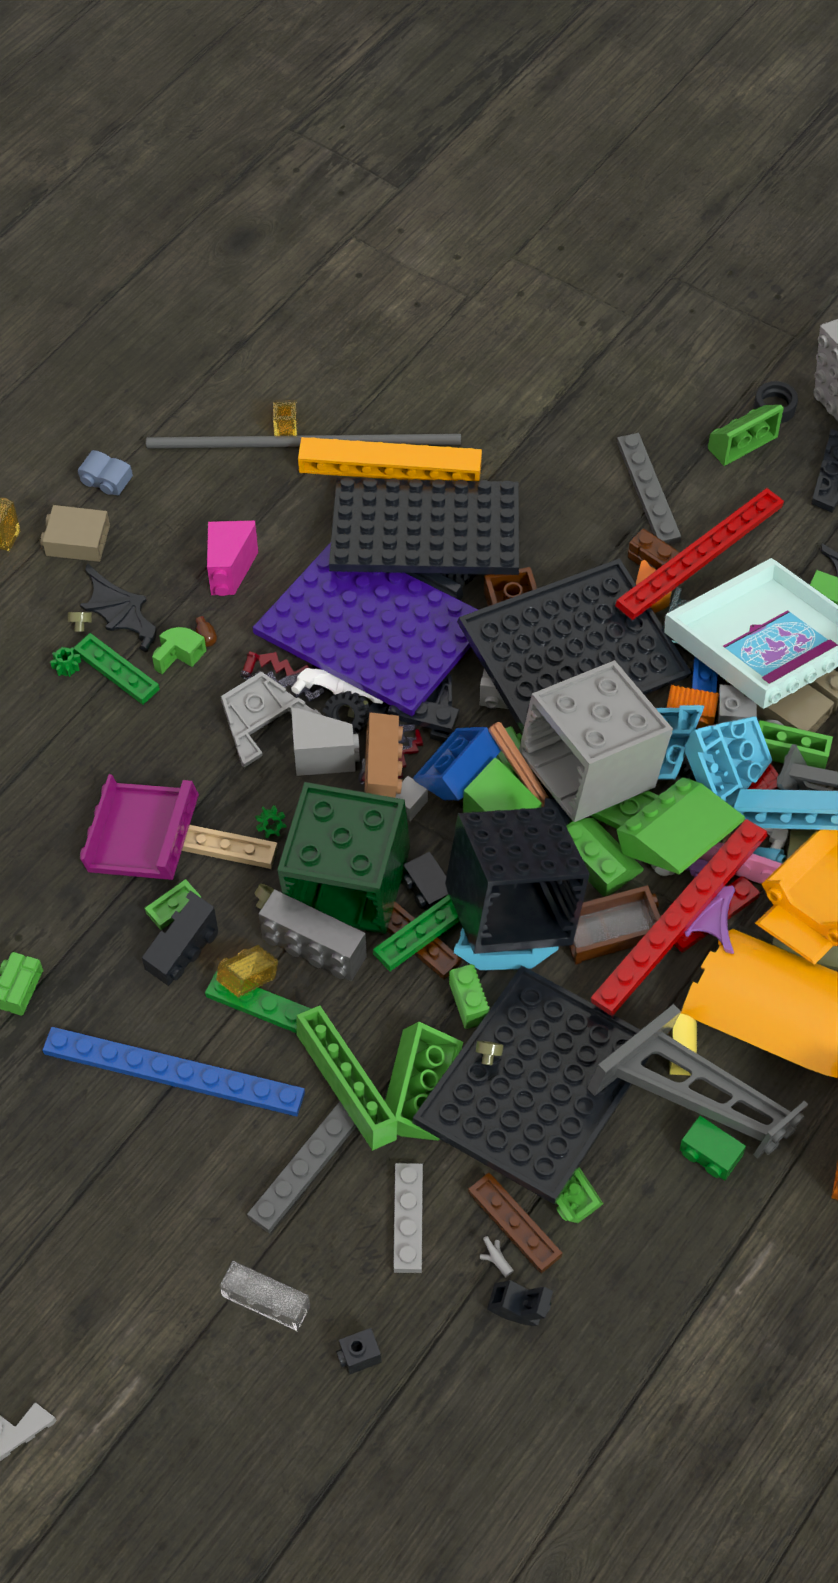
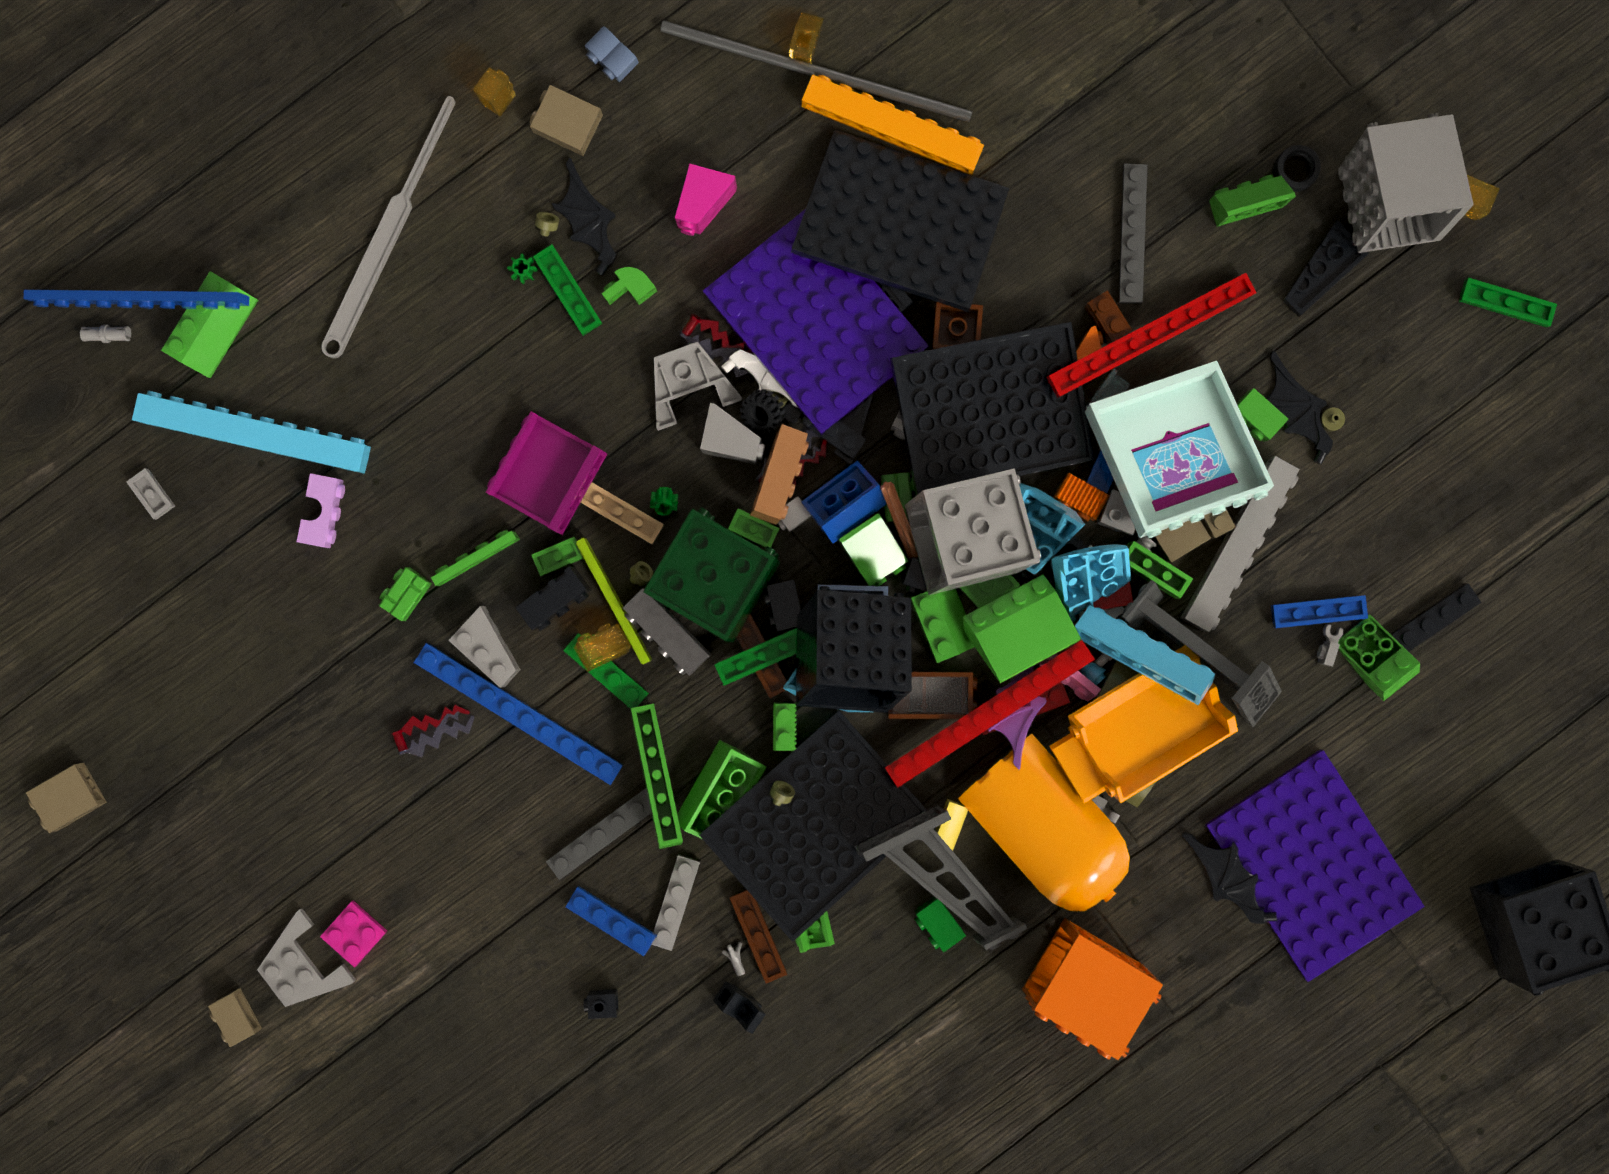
camera: 15 degrees right, 30 degrees up
(41, 1364) = (353, 933): none -> dark pink plate
(83, 930) = (466, 562): none -> bright green plate
(89, 1109) = (441, 727): none -> piece
(119, 1010) = (485, 647): none -> light grey wedge
(206, 630) = (660, 274): reddish brown cylinder -> none
(247, 928) = (613, 600): none -> lime tile
(265, 1295) = (540, 937): clear brick -> none
(341, 1256) = (611, 921): none -> blue plate

